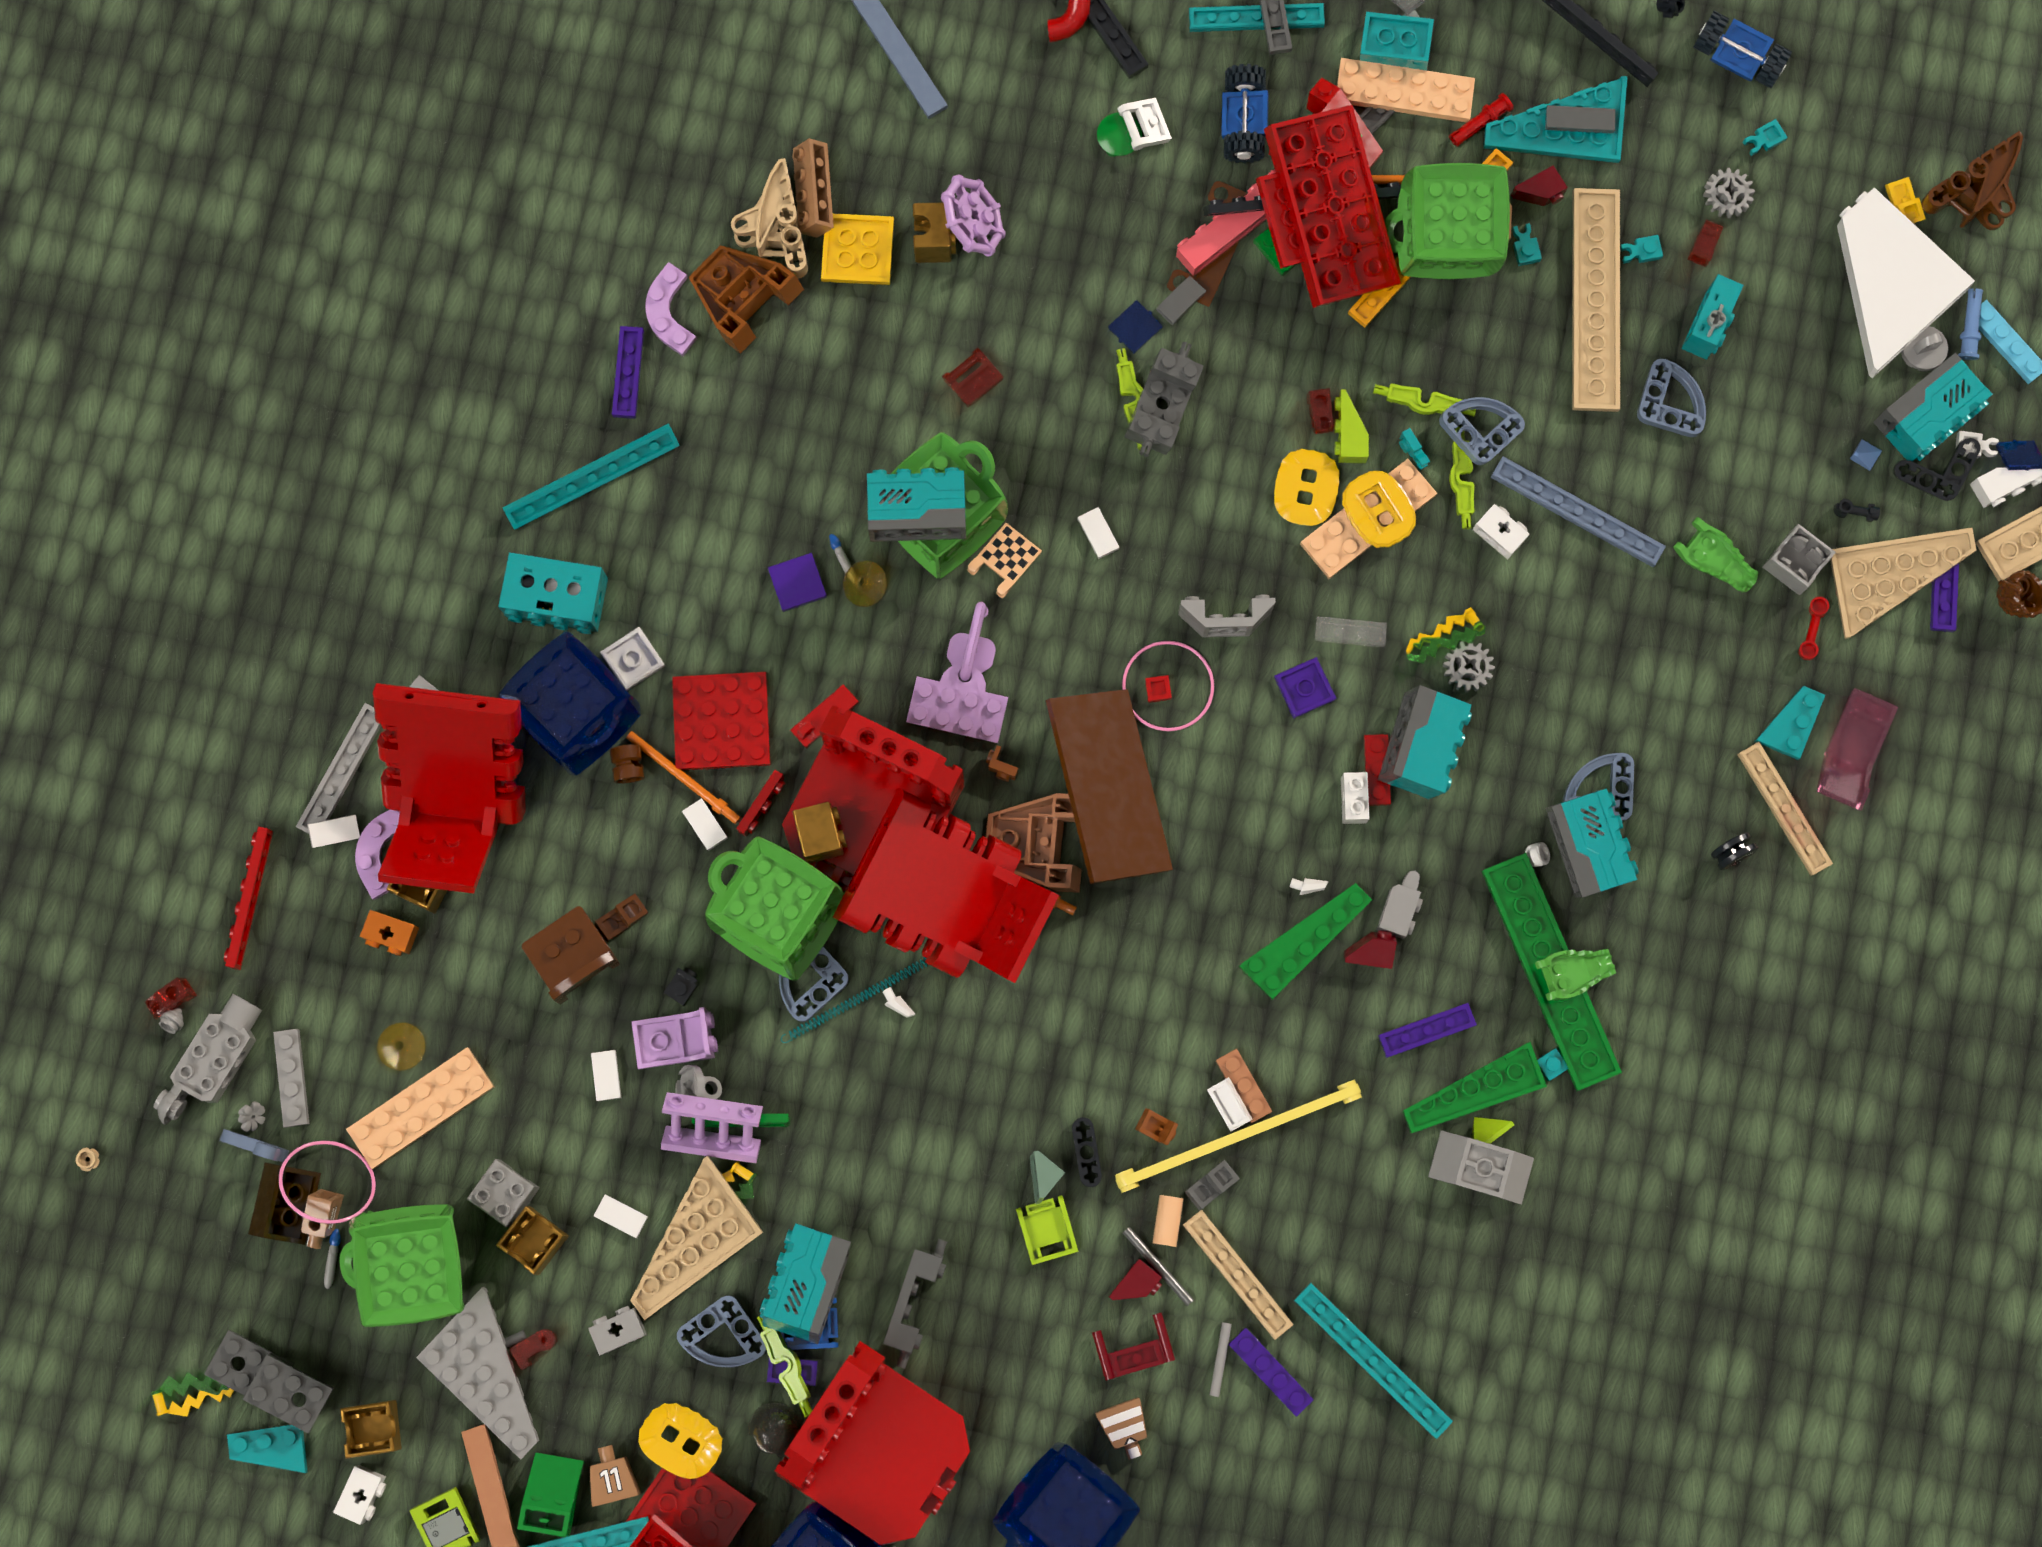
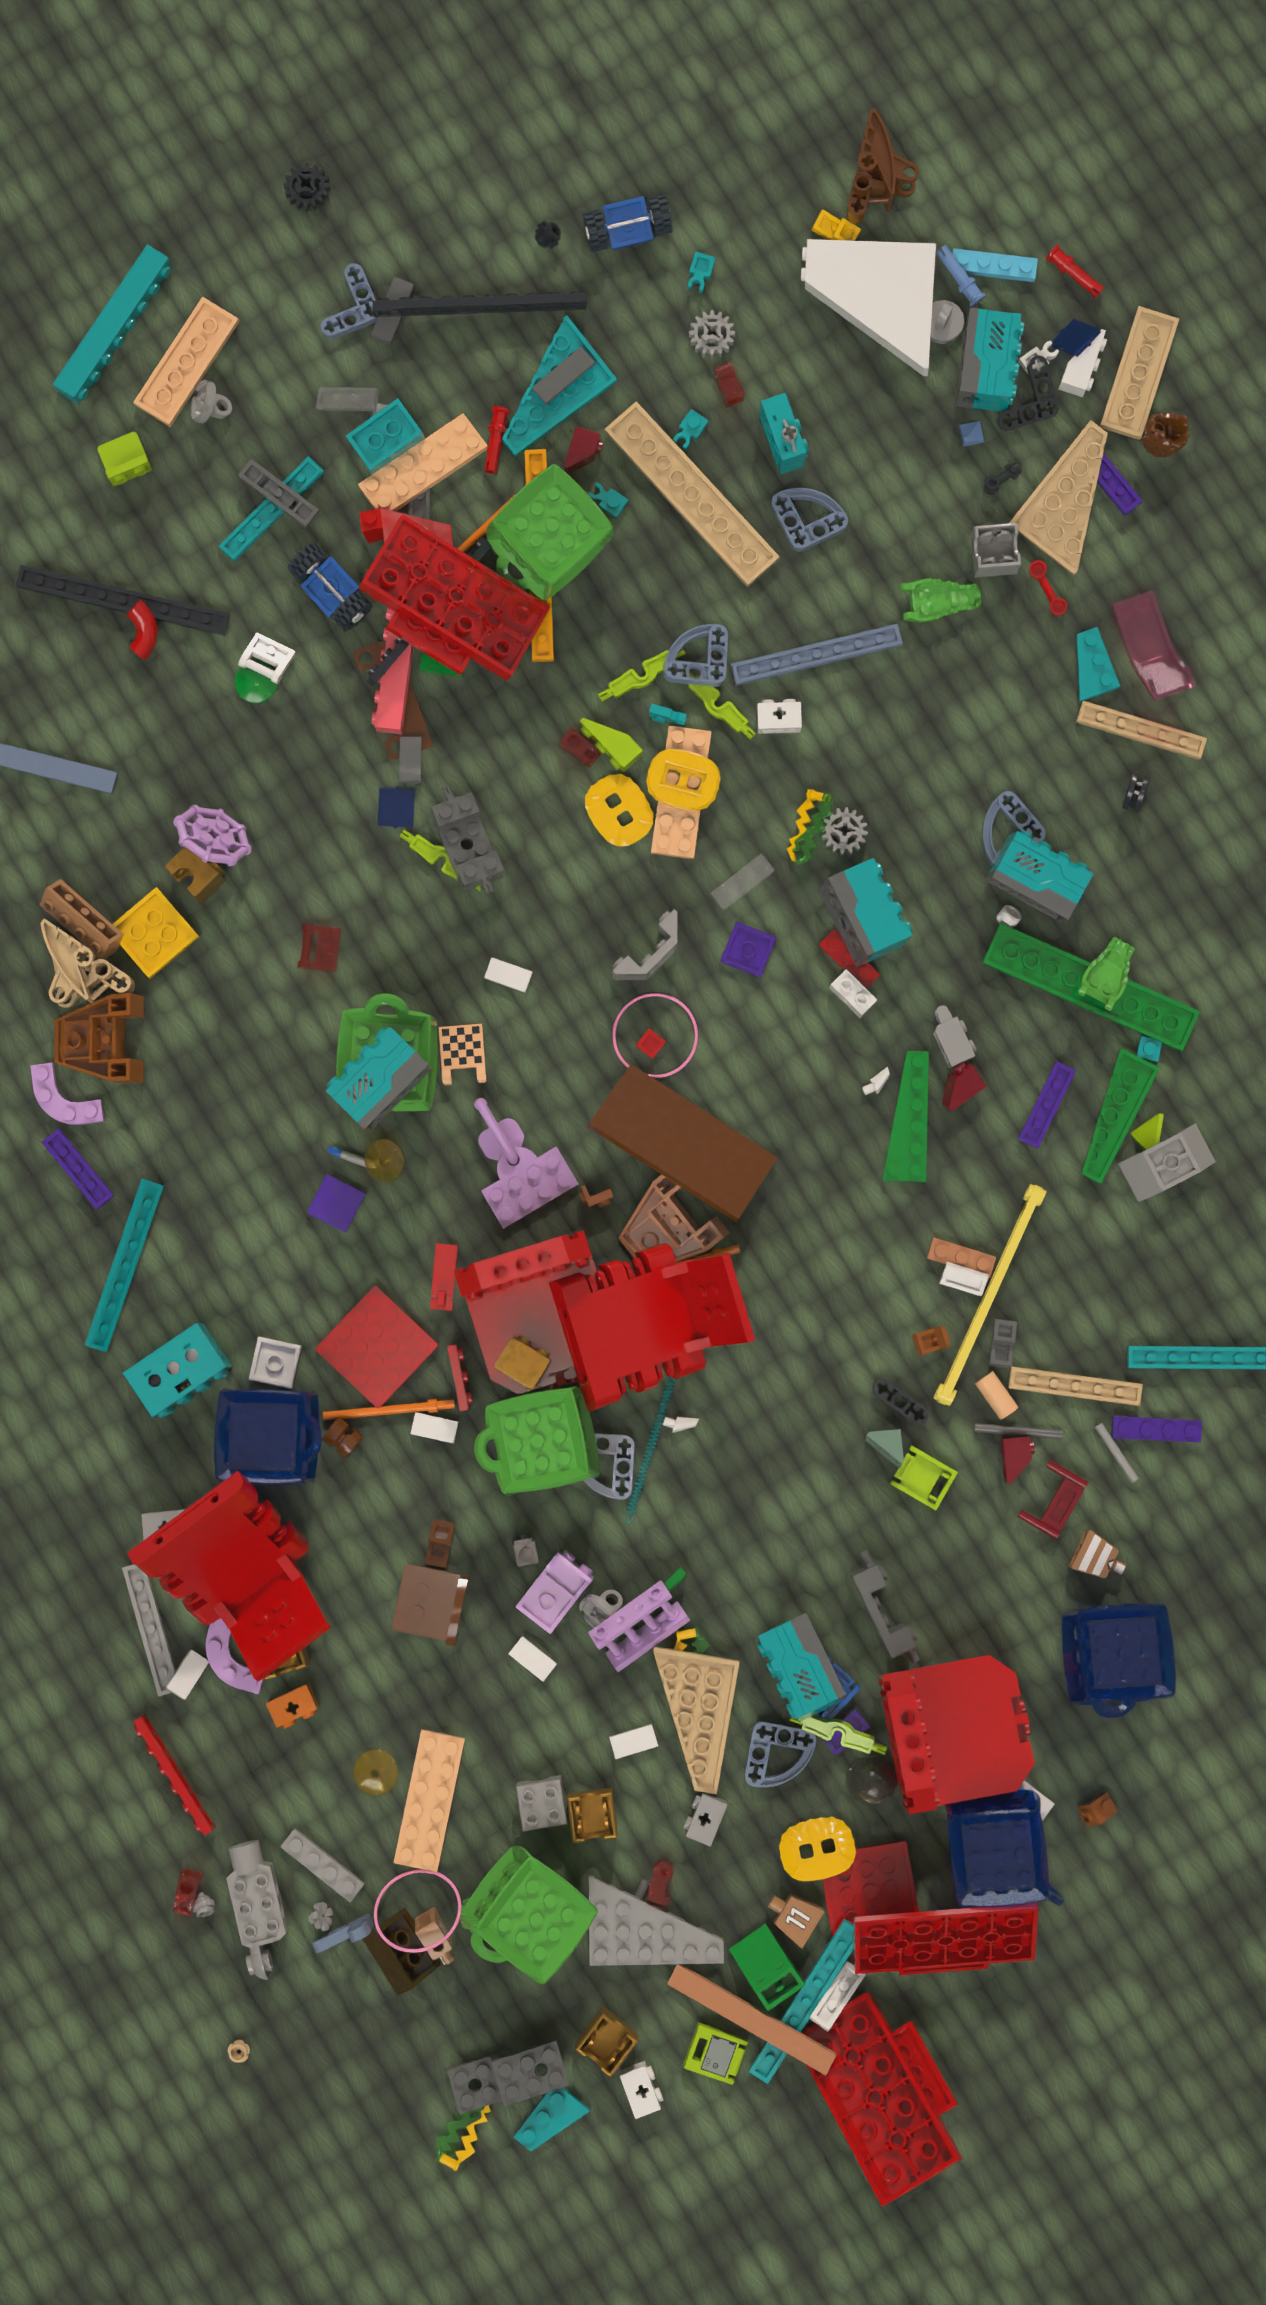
camera: 40 degrees left, 5 degrees up
(334, 1242) = (470, 1958): light grey piece -> none

